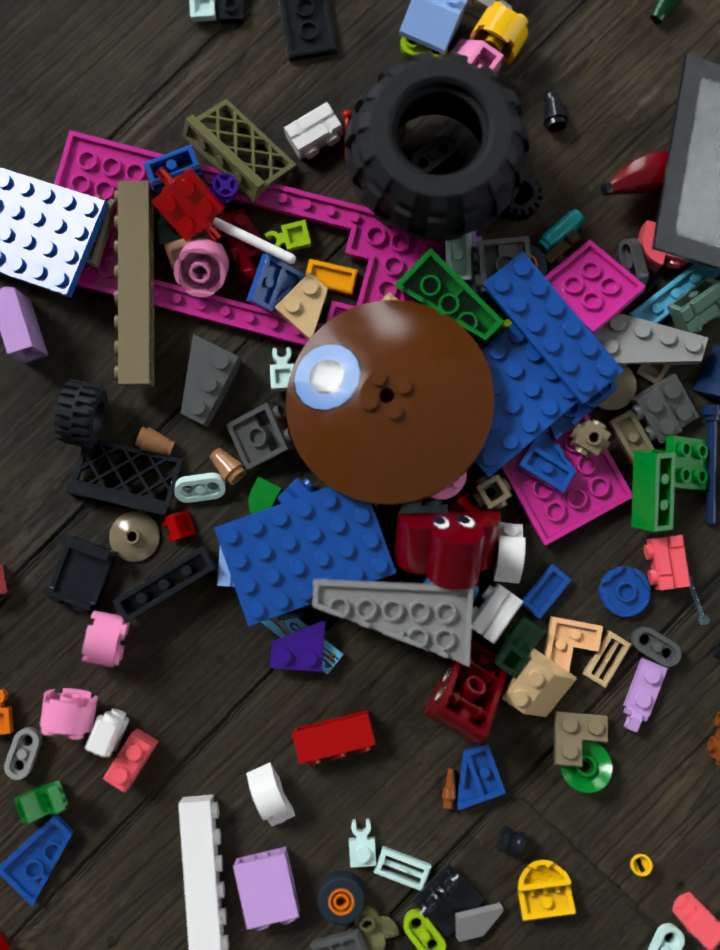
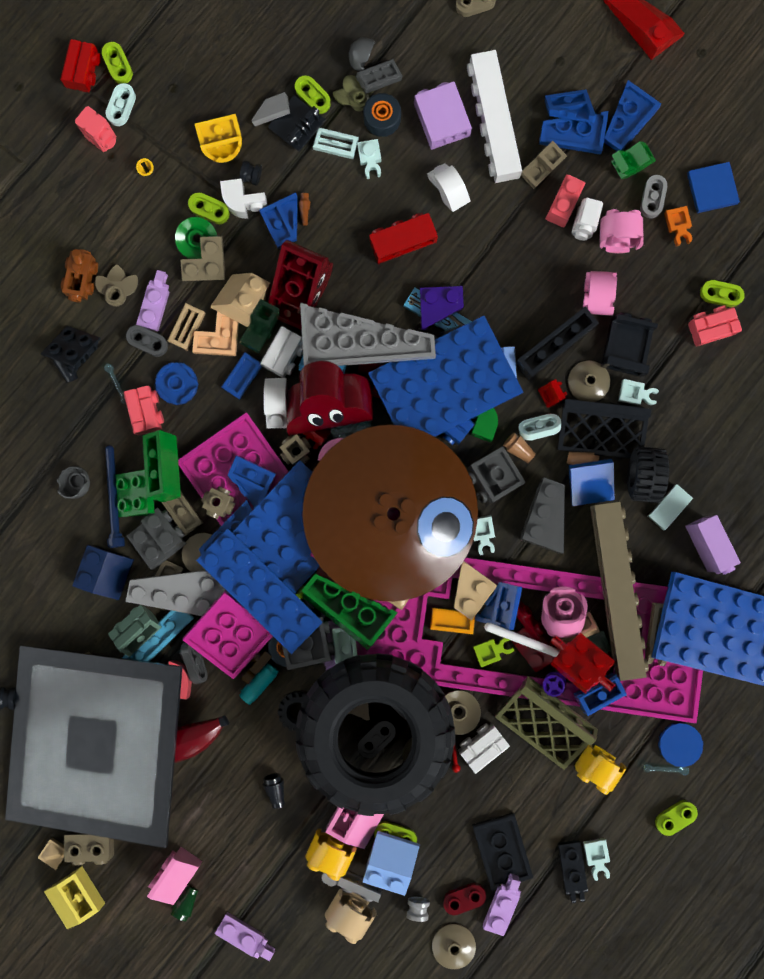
camera: 170 degrees right, 0 degrees up
(55, 379) = (670, 507): none -> light aqua tile
(82, 515) = (634, 392): none -> light aqua plate
(91, 111) = (680, 744): none -> blue tile
(92, 84) = (683, 770): none -> clear light blue hinge
(105, 844) = (575, 134): none -> blue wing
(106, 880) = (571, 105): none -> blue wing
(109, 35) = (676, 816): none -> lime plate
(148, 414) = (591, 482): none -> blue tile
(151, 809) = (543, 165): none -> dark tan slope
(185, 90) = (600, 768): none -> yellow brick
(324, 168) = (470, 711): none -> dark tan dish
(530, 806) = (236, 200): none -> white brick
(565, 802) = (209, 209): none -> lime plate
(677, 30) = (176, 875): none -> bright pink slope
(687, 723) = (116, 283): none -> dark tan plate

